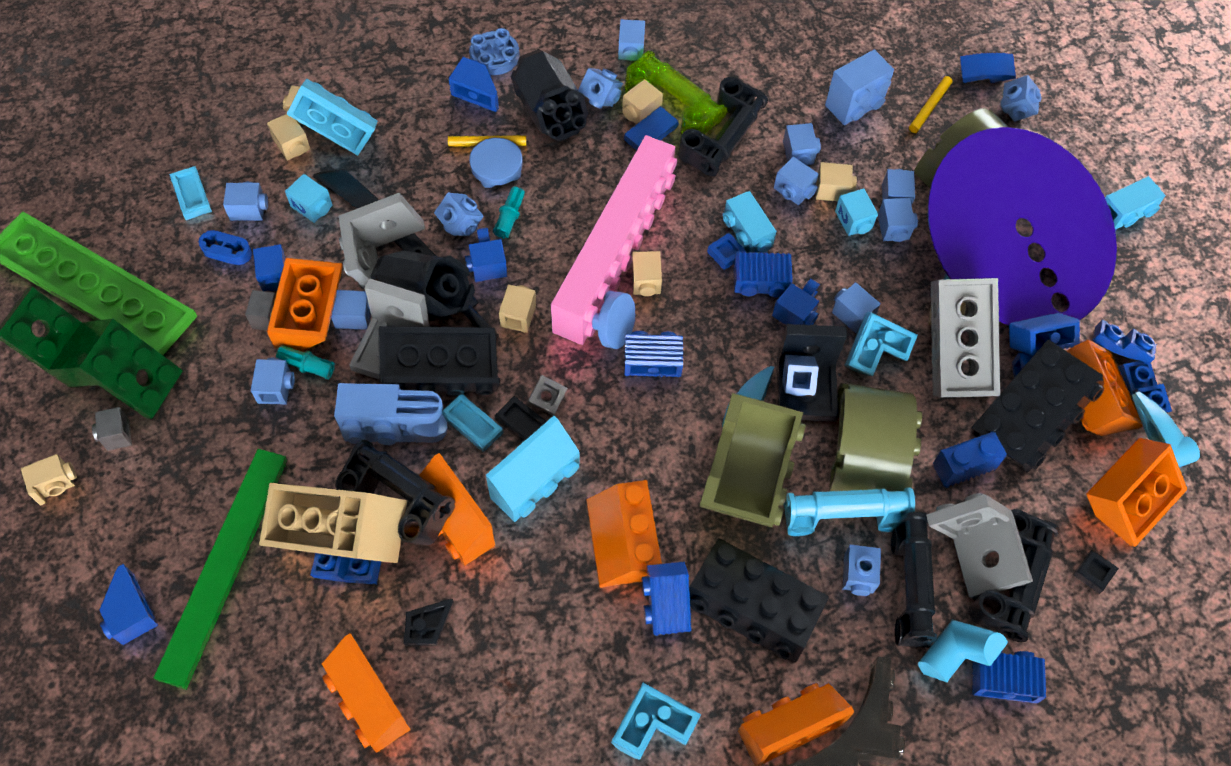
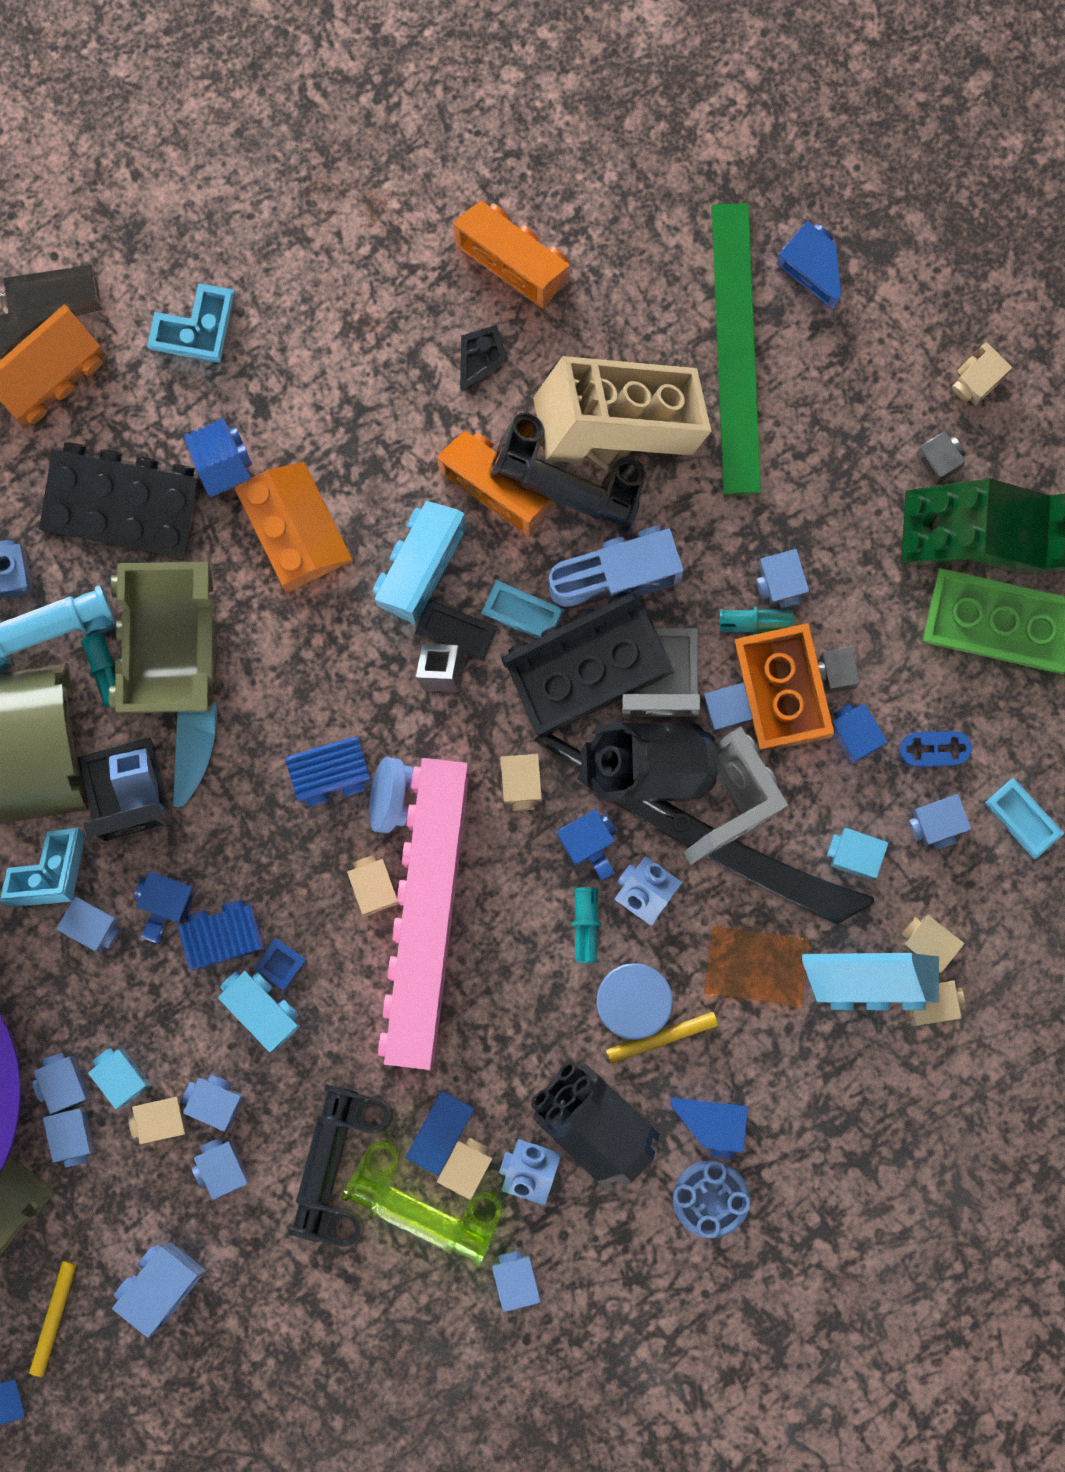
camera: 170 degrees right, 20 degrees up
(408, 163) = (756, 966): none -> clear orange piece
(802, 470) = (100, 663): none -> teal axle

